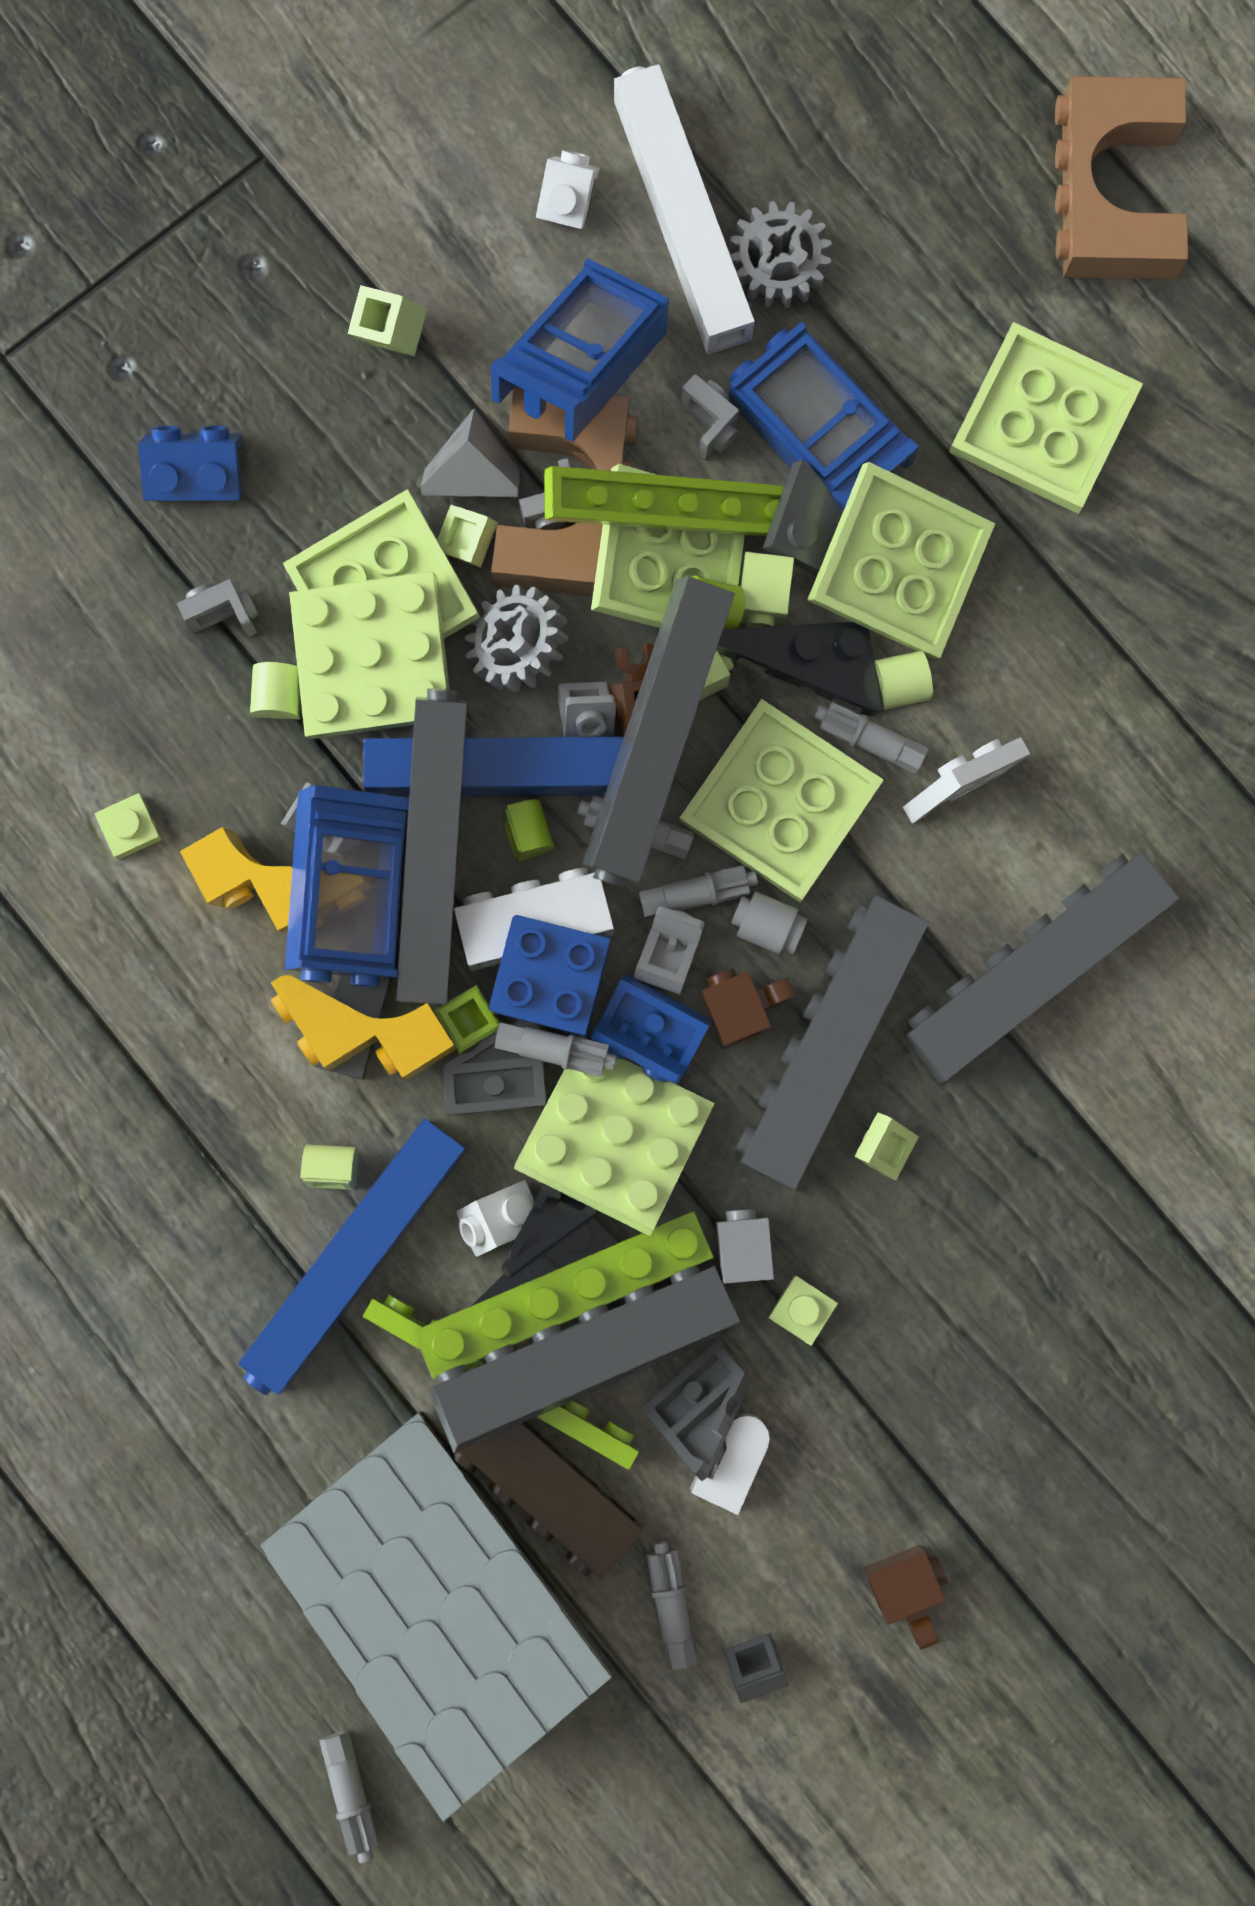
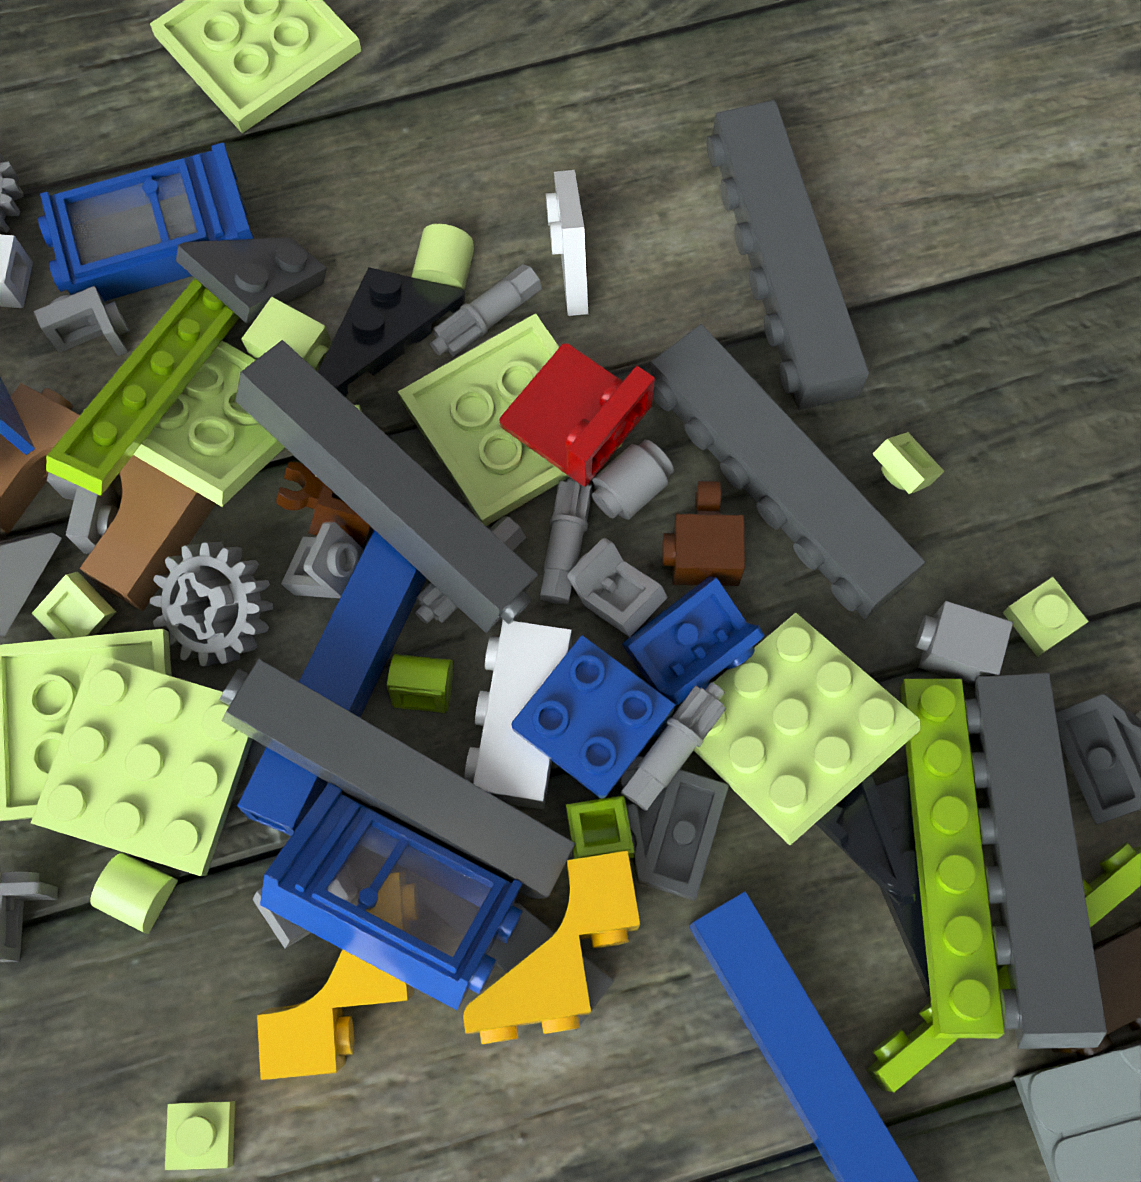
camera: 65 degrees left, 10 degrees down
(330, 1167) = (699, 1059): yellowish green brick -> none
(495, 1218) = (832, 894): white bracket -> none
(801, 852) = (578, 412): none -> red bracket
(901, 561) = (325, 205): yellowish green plate -> none

